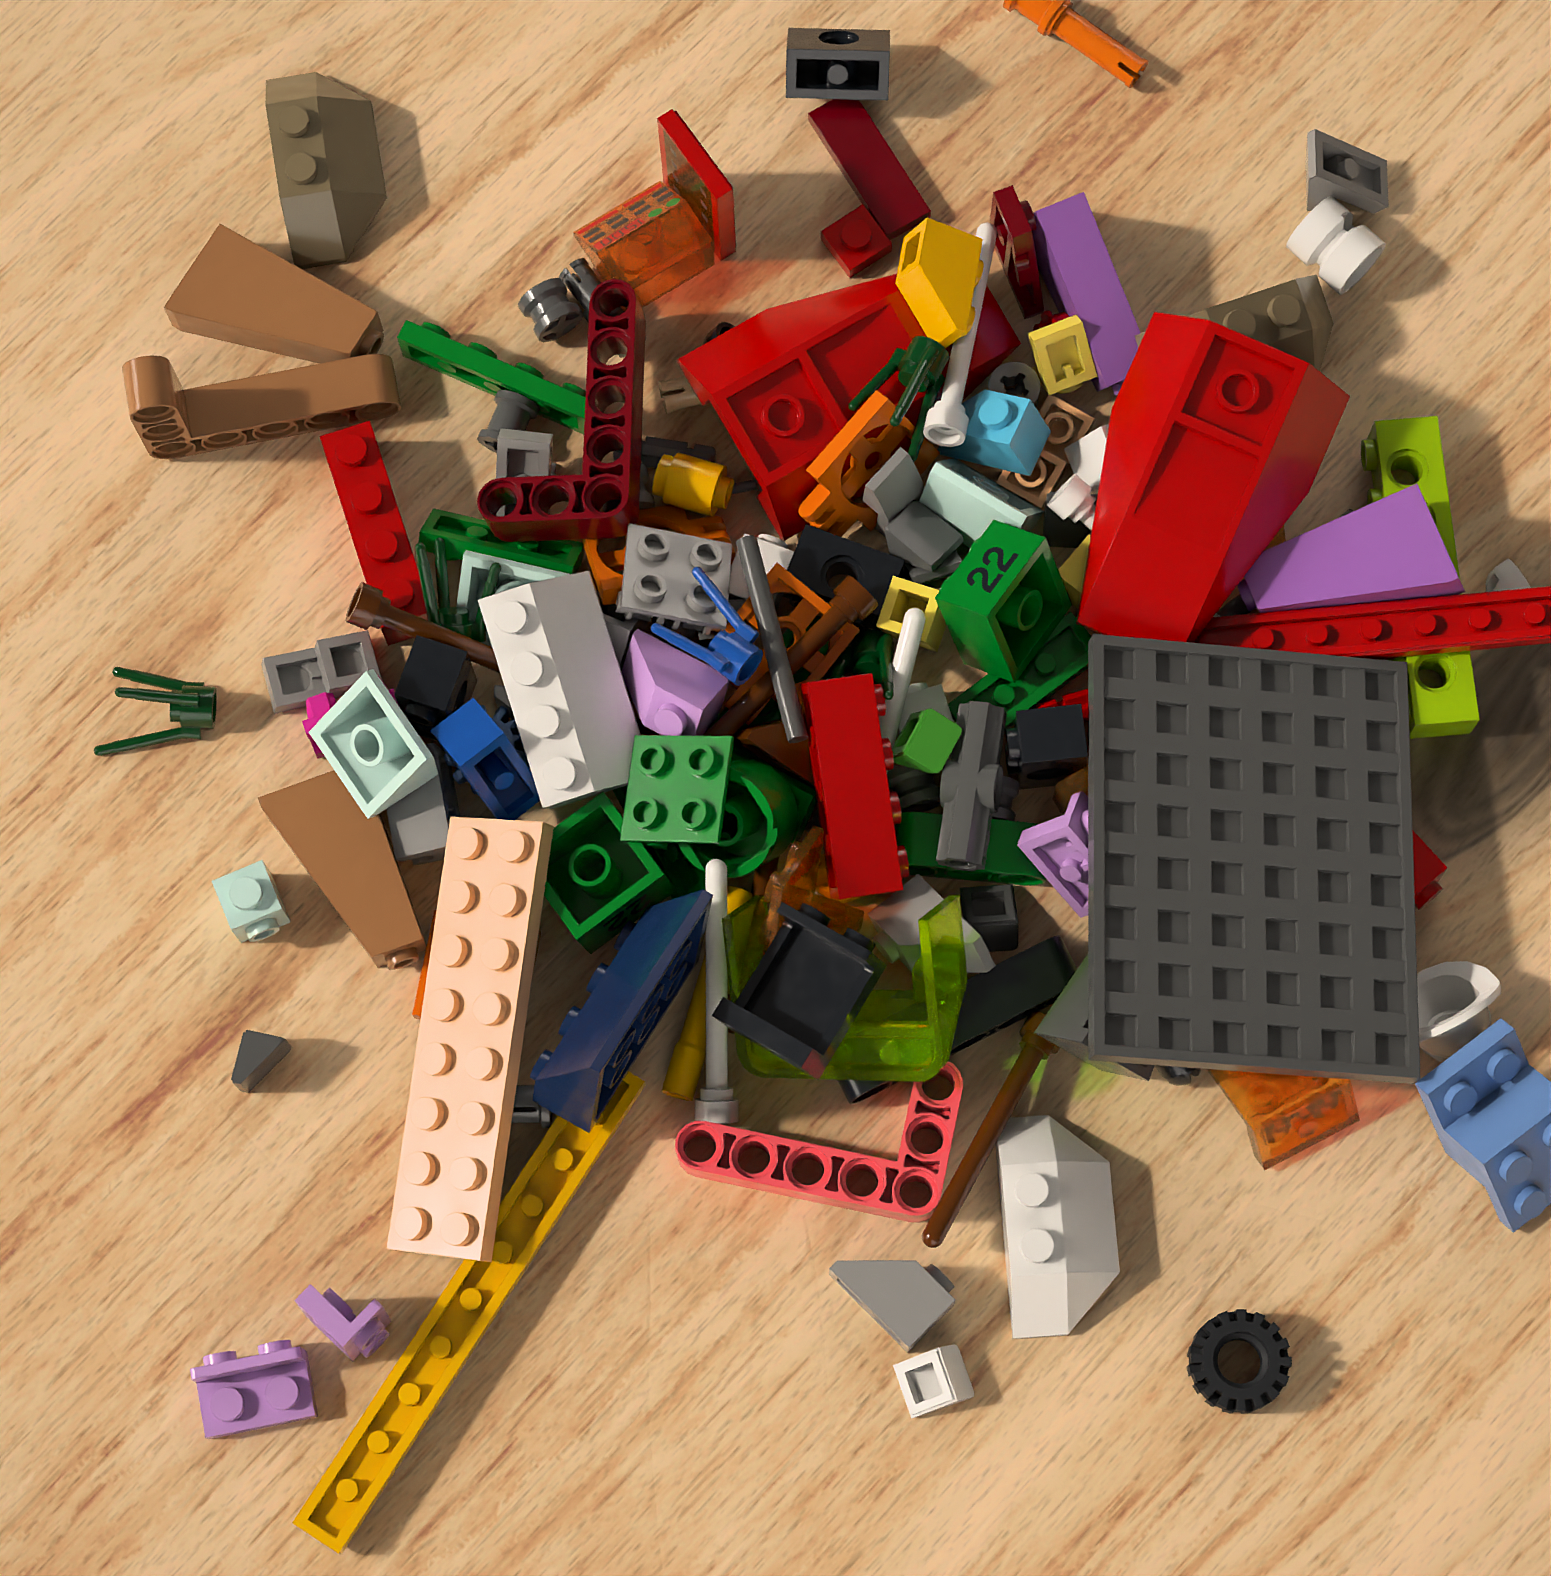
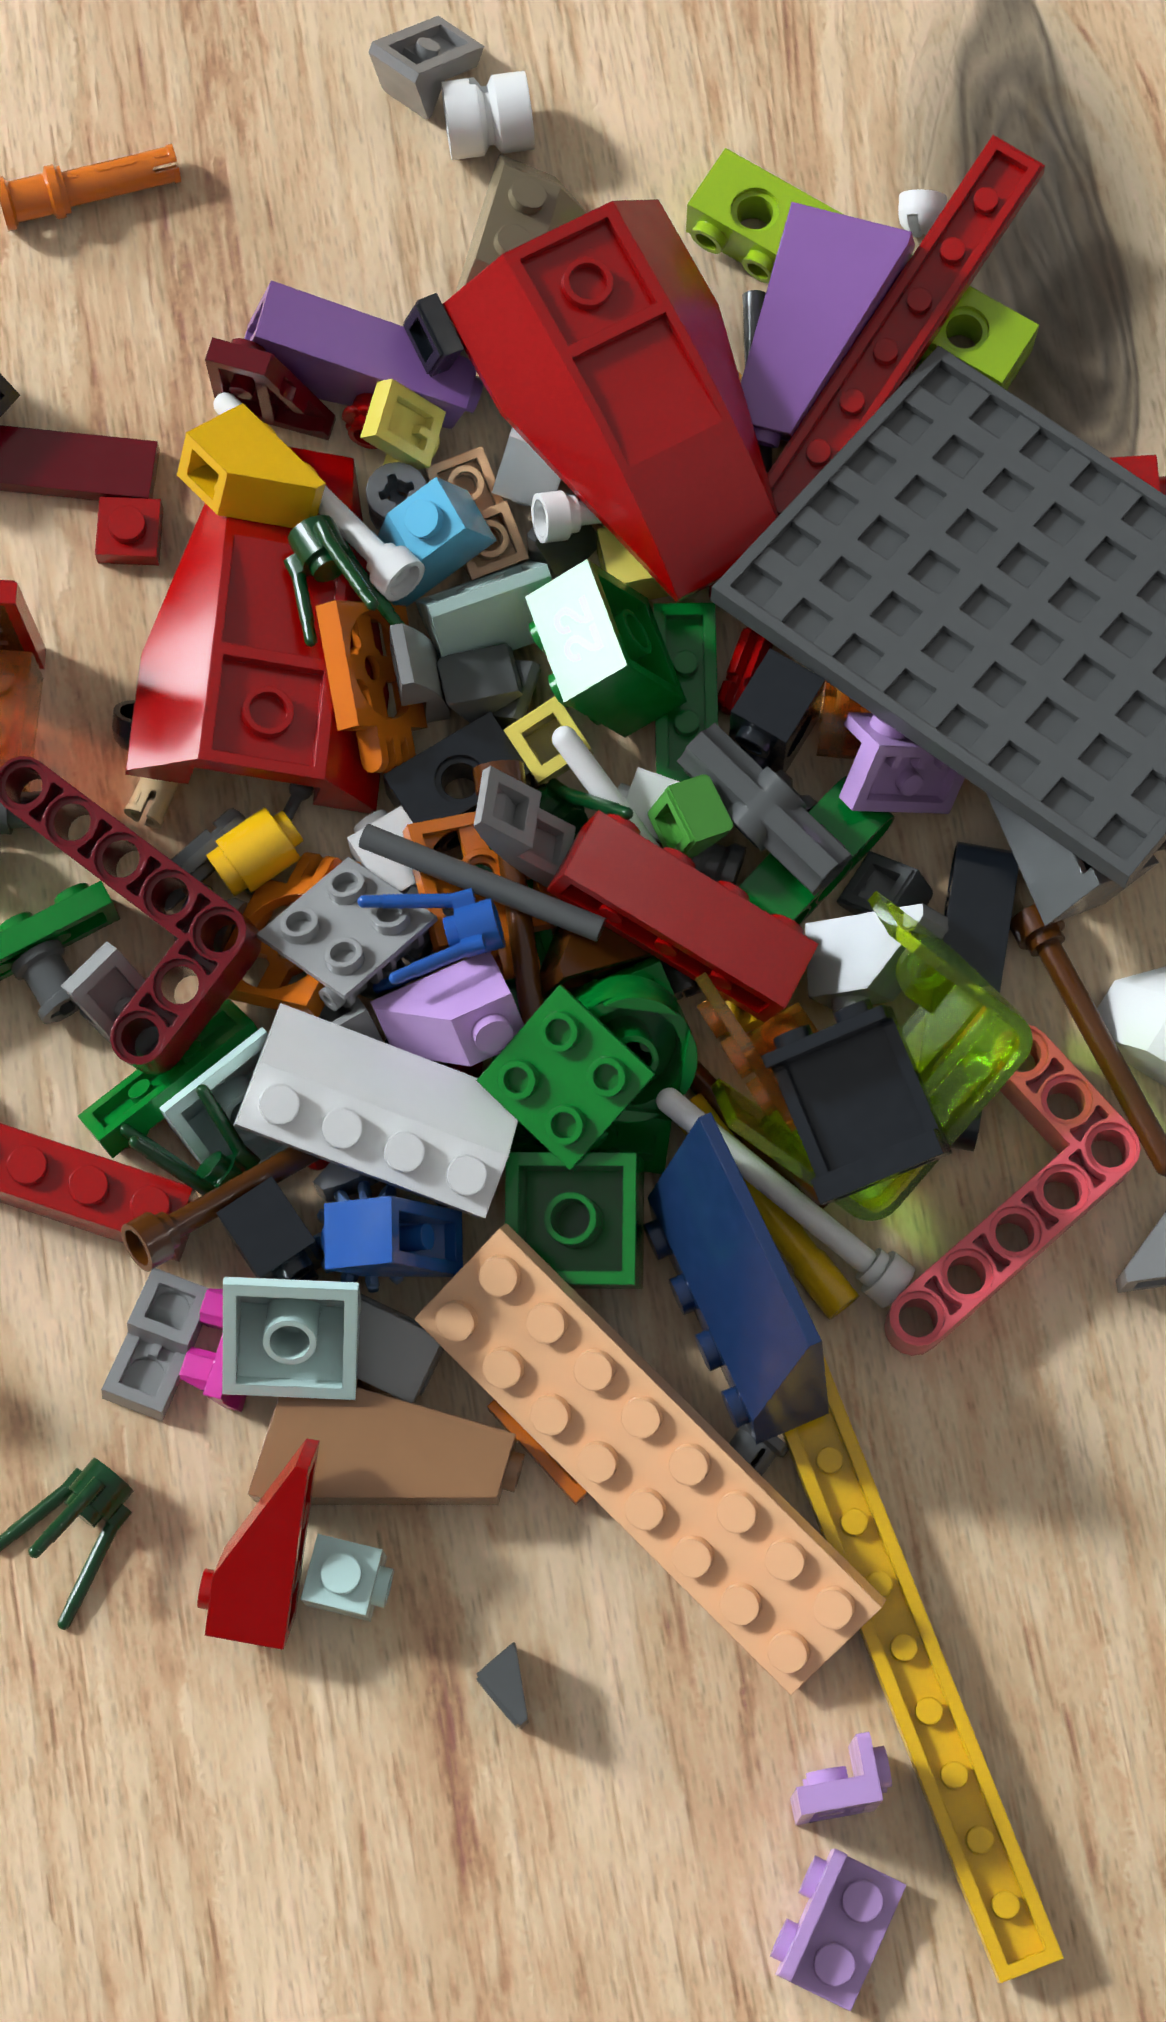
camera: 55 degrees left, 0 degrees up
(215, 843) = (260, 1570): none -> red slope
(825, 632) = (518, 829): none -> light grey slope
(1132, 323) = (433, 335): none -> black tile

